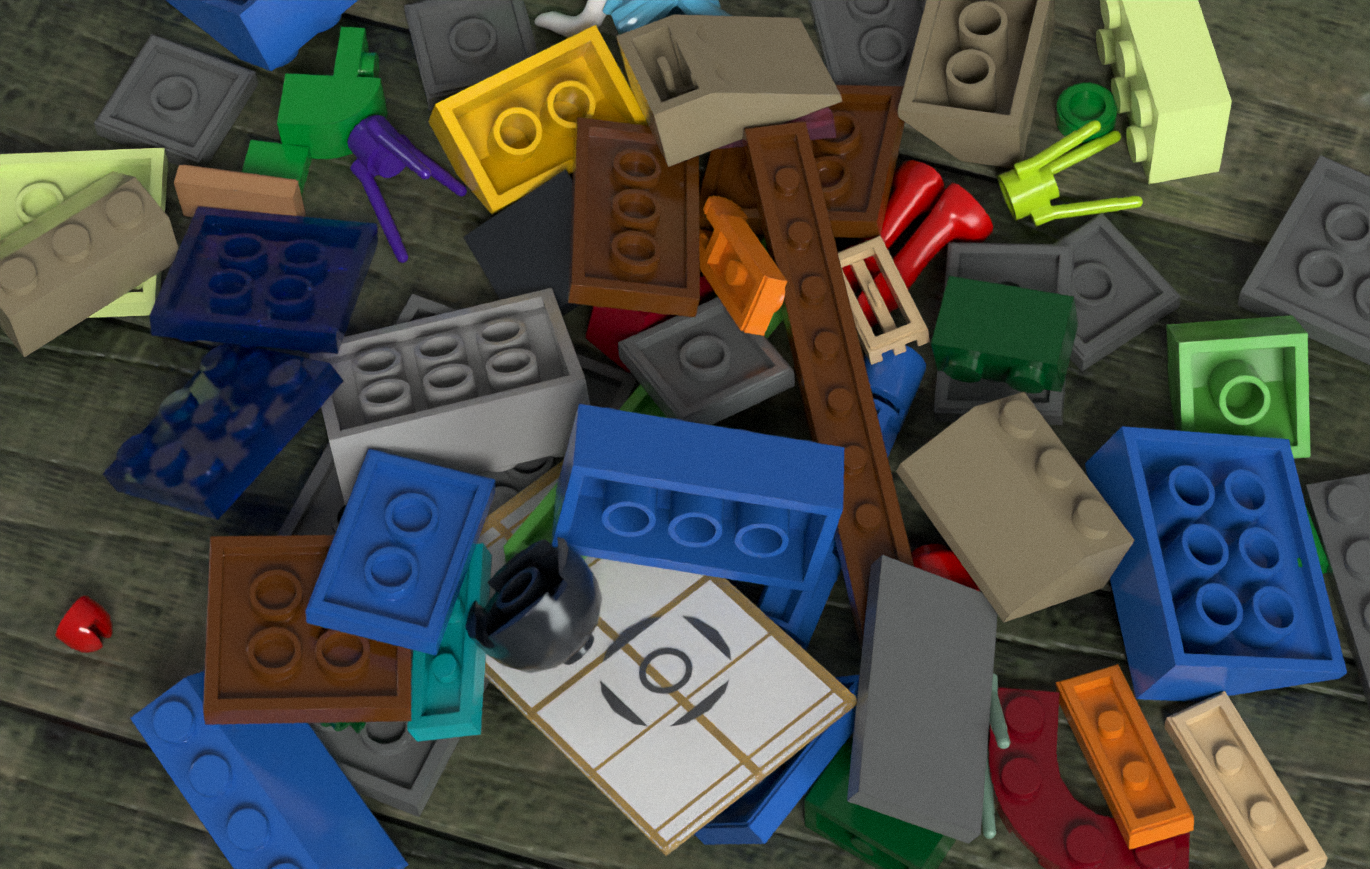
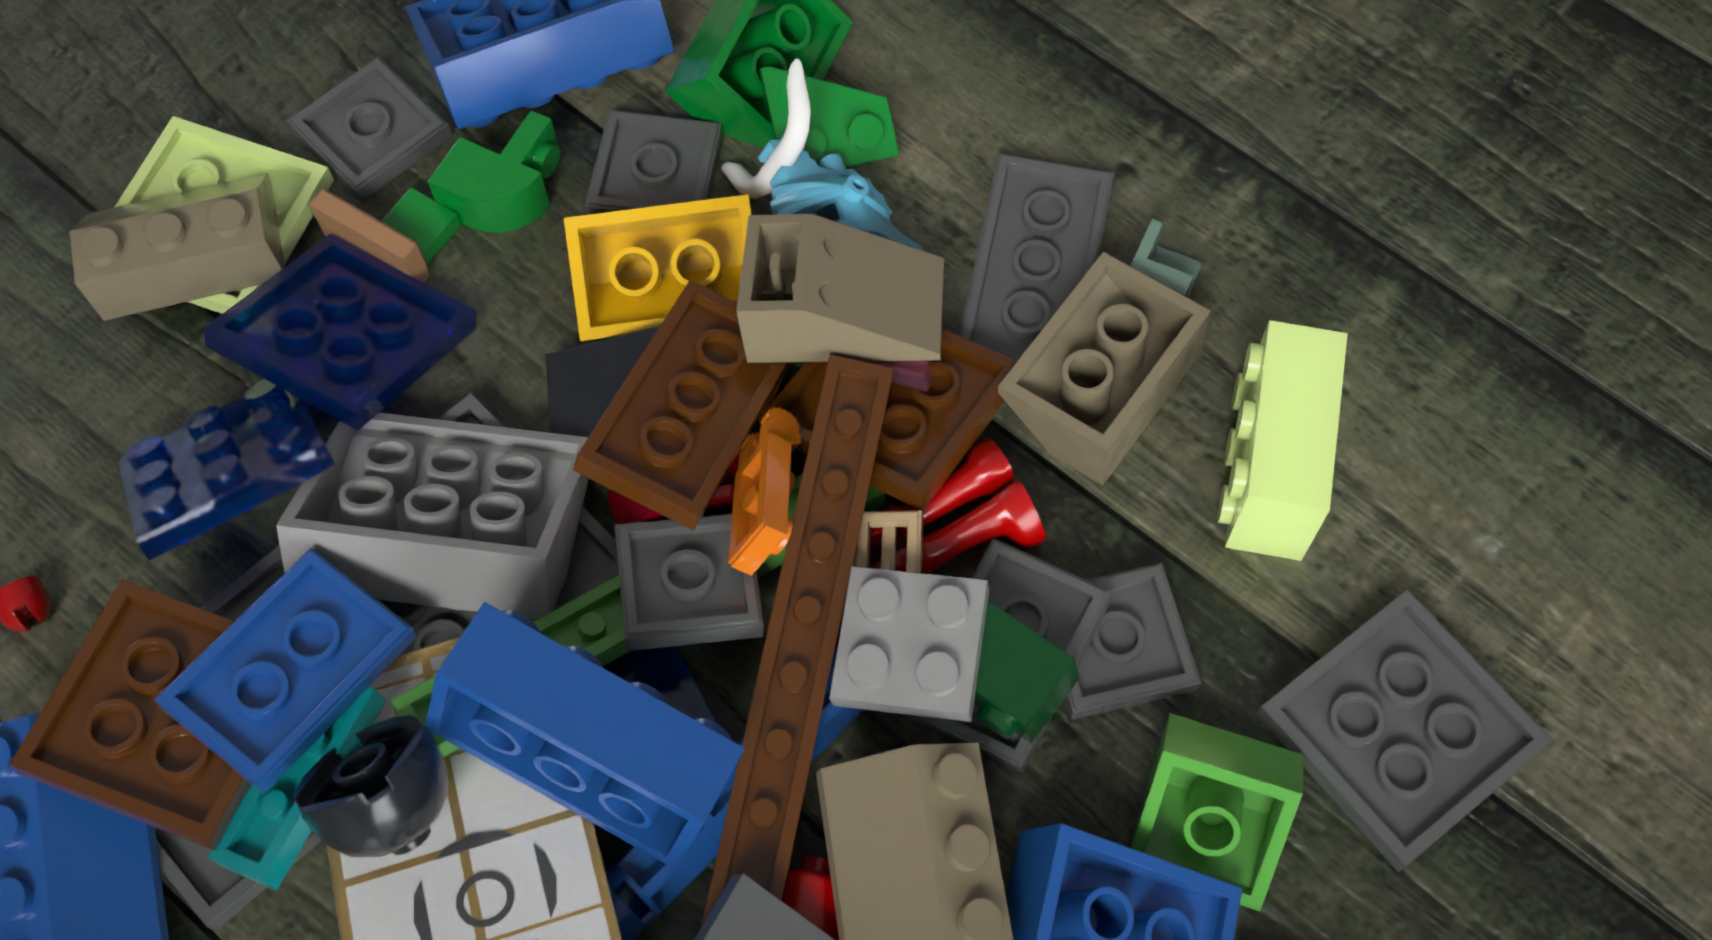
camera: 20 degrees right, 5 degrees up
(386, 153) = (518, 245): dark purple plant -> none
(928, 337) = (910, 643): none -> light grey plate
(1032, 184) = (1102, 509): lime plant -> none
(1083, 104) = (1194, 451): green tile -> none

